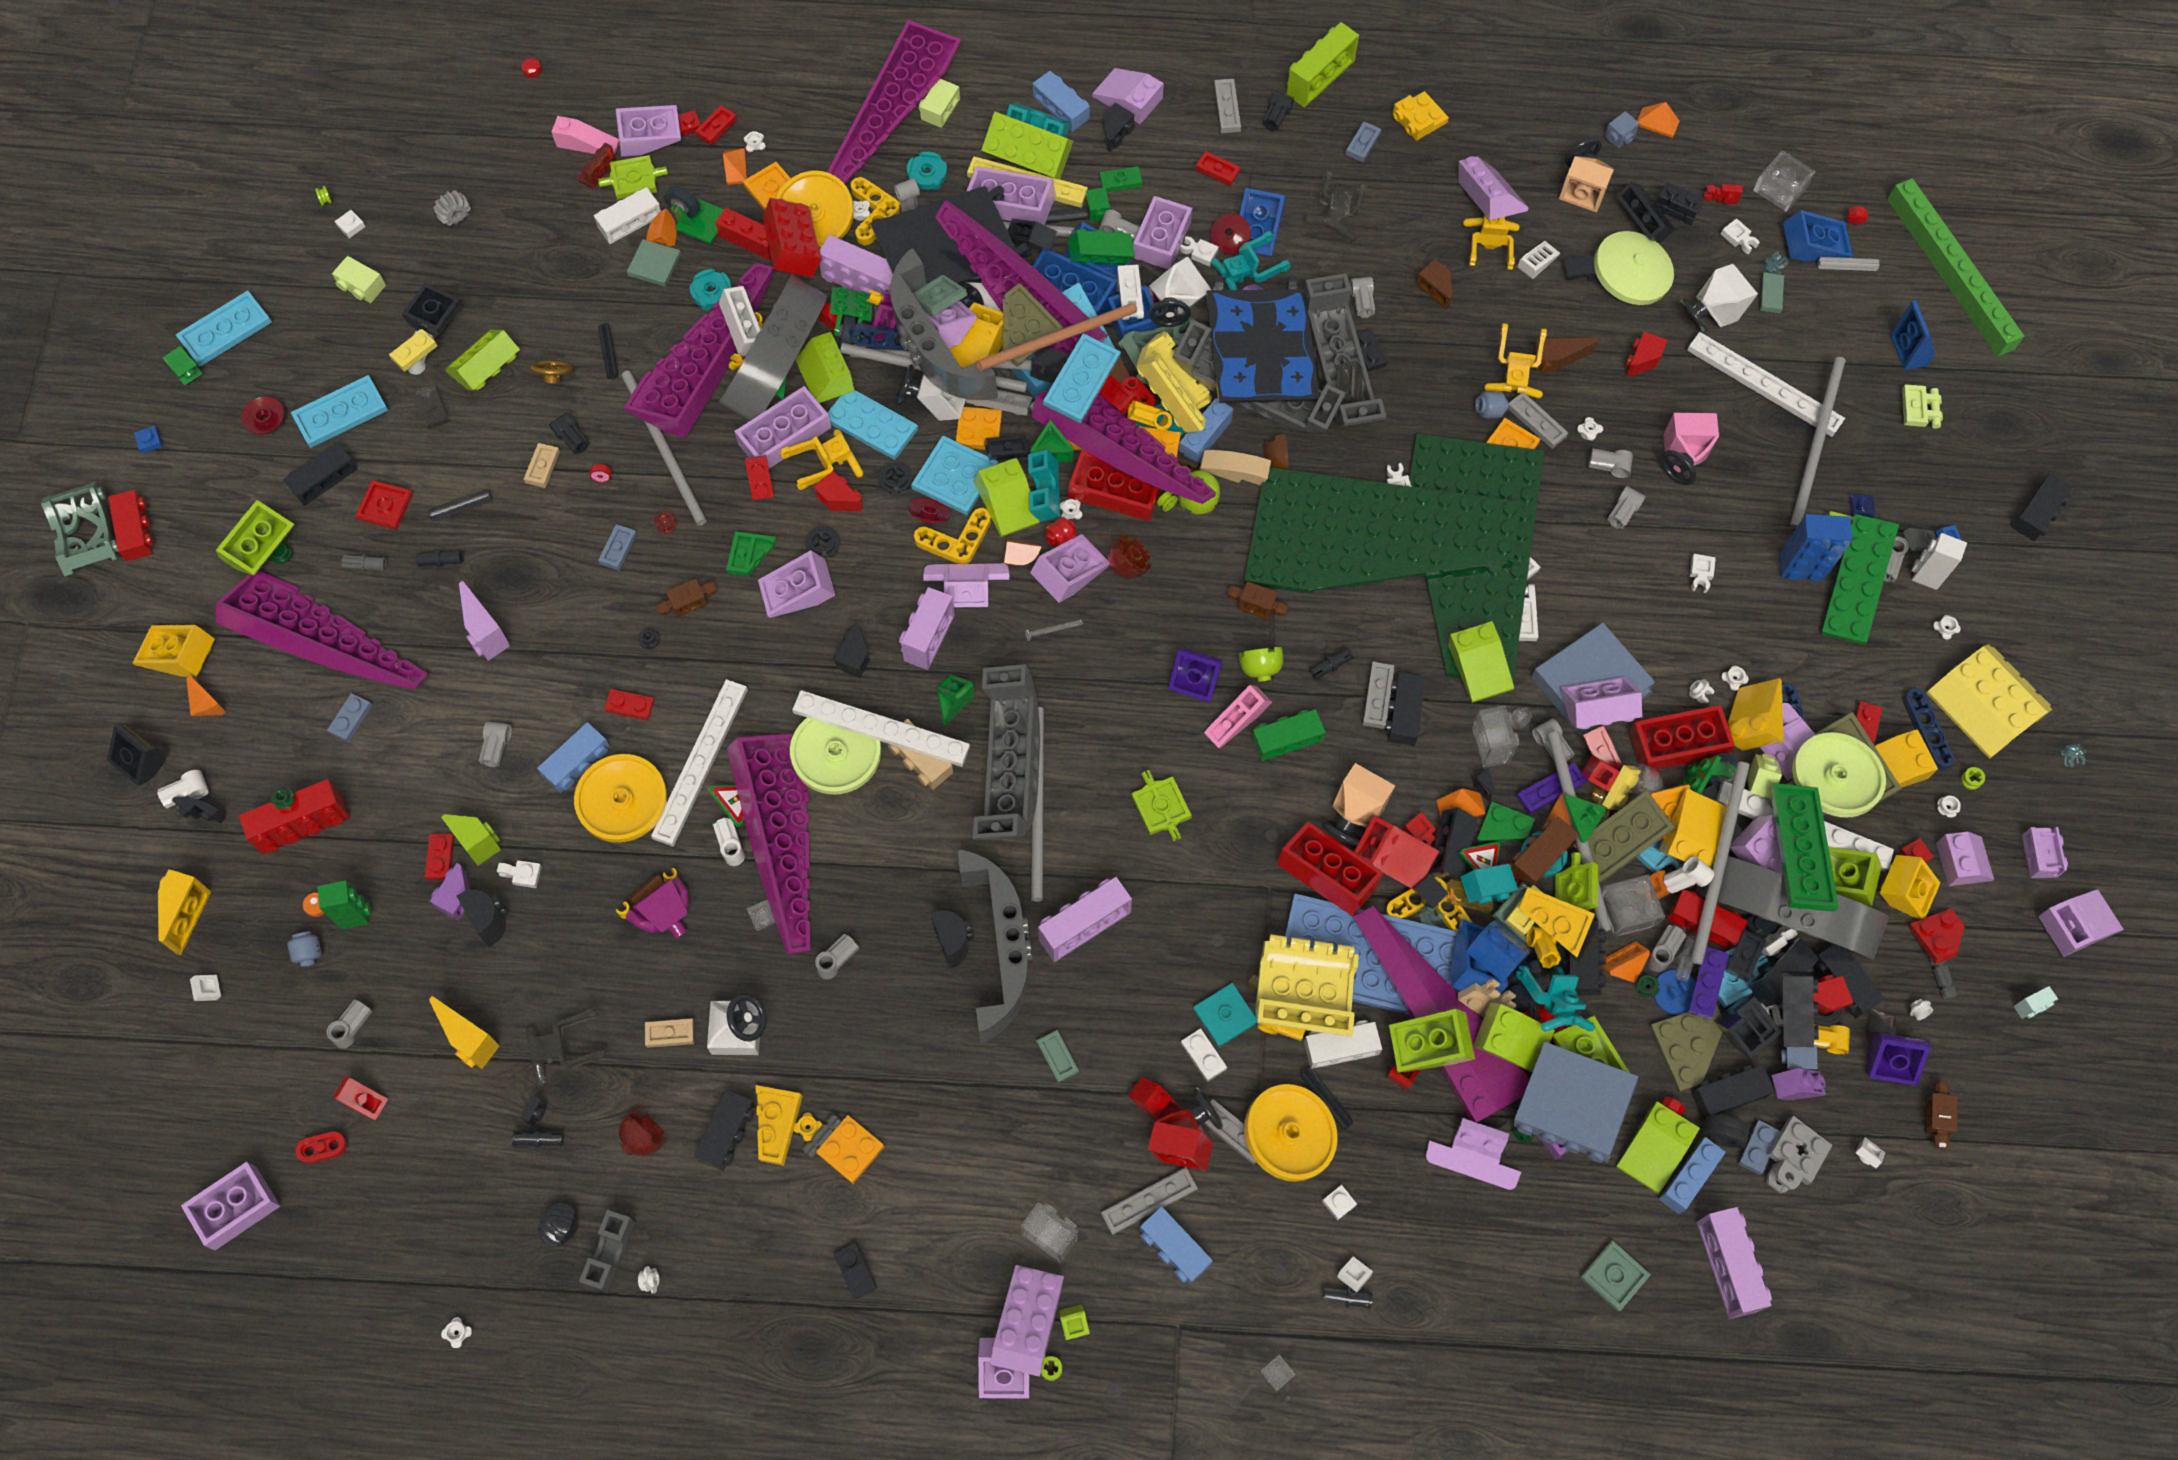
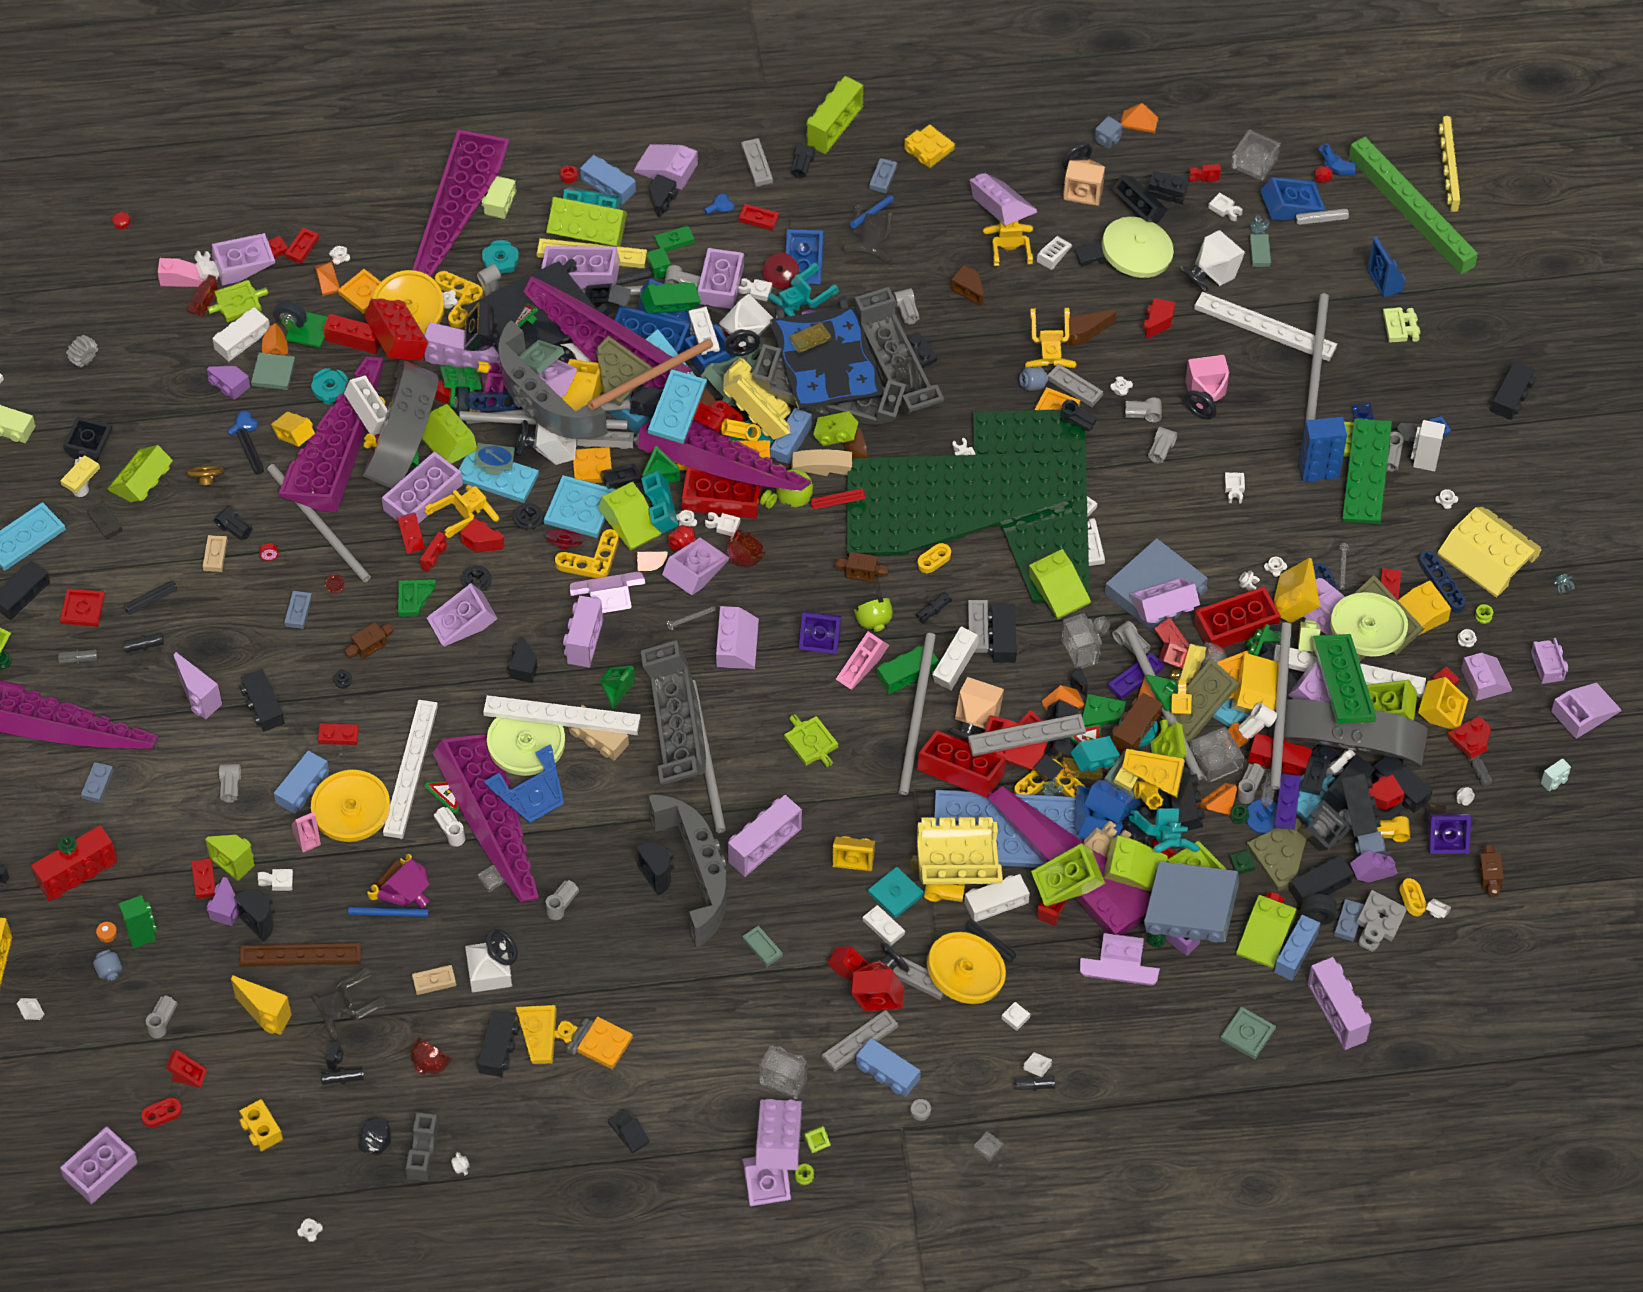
camera: 10 degrees left, 10 degrees down
(435, 1183) = (264, 1123): none -> yellow brick
(526, 972) = (300, 954): none -> reddish brown tile
(552, 650) = (261, 700): none -> black brick
(562, 823) = (306, 832): none -> bright pink slope
(603, 265) = (229, 380): none -> medium lavender slope
(607, 133) = (205, 266): none -> white plate
(609, 315) = (245, 421): none -> blue rock
(637, 935) = (388, 911): none -> blue bar
(657, 333) = (293, 428): none -> yellow brick
(778, 506) = (432, 553): none -> red plate
(833, 821) = (535, 796): none -> blue wing
(870, 403) = (494, 458): none -> piece
(880, 251) = (480, 328): none -> black brick
(934, 243) = (526, 315): none -> piece
(1020, 88) = (569, 174): none -> red tile
(1099, 664) = (736, 638): none -> lavender slope
(1113, 523) = (725, 524): none -> white plate
(1179, 147) = (720, 203): none -> blue rock
(1184, 957) = (853, 853): none -> yellow slope
(1205, 1306) = (920, 1109): none -> light grey tile
(1247, 319) = (810, 337): none -> clear yellow plate
(1250, 513) = (839, 498): none -> red axle
(1258, 429) = (835, 428): none -> lime brick
(1289, 794) = (917, 714): none -> light grey piece
(1340, 602) = (933, 559): none -> yellow plate
(1344, 181) = (873, 210): none -> blue bar
(1346, 733) = (956, 658): none -> white brick
(1412, 848) = (1026, 734): none -> light grey tile
(1536, 461) = (1078, 416): none -> black piece
(1601, 836) = (1181, 702): none -> yellow plate
(1641, 1048) = (1242, 862): none -> dark green plate
(1818, 668) = (1344, 547): none -> clear piece
(1841, 1132) = (1413, 897): none -> yellow plate
(1873, 204) = (1336, 164): none -> blue arm
(2003, 229) = (1449, 169): none -> light yellow plate

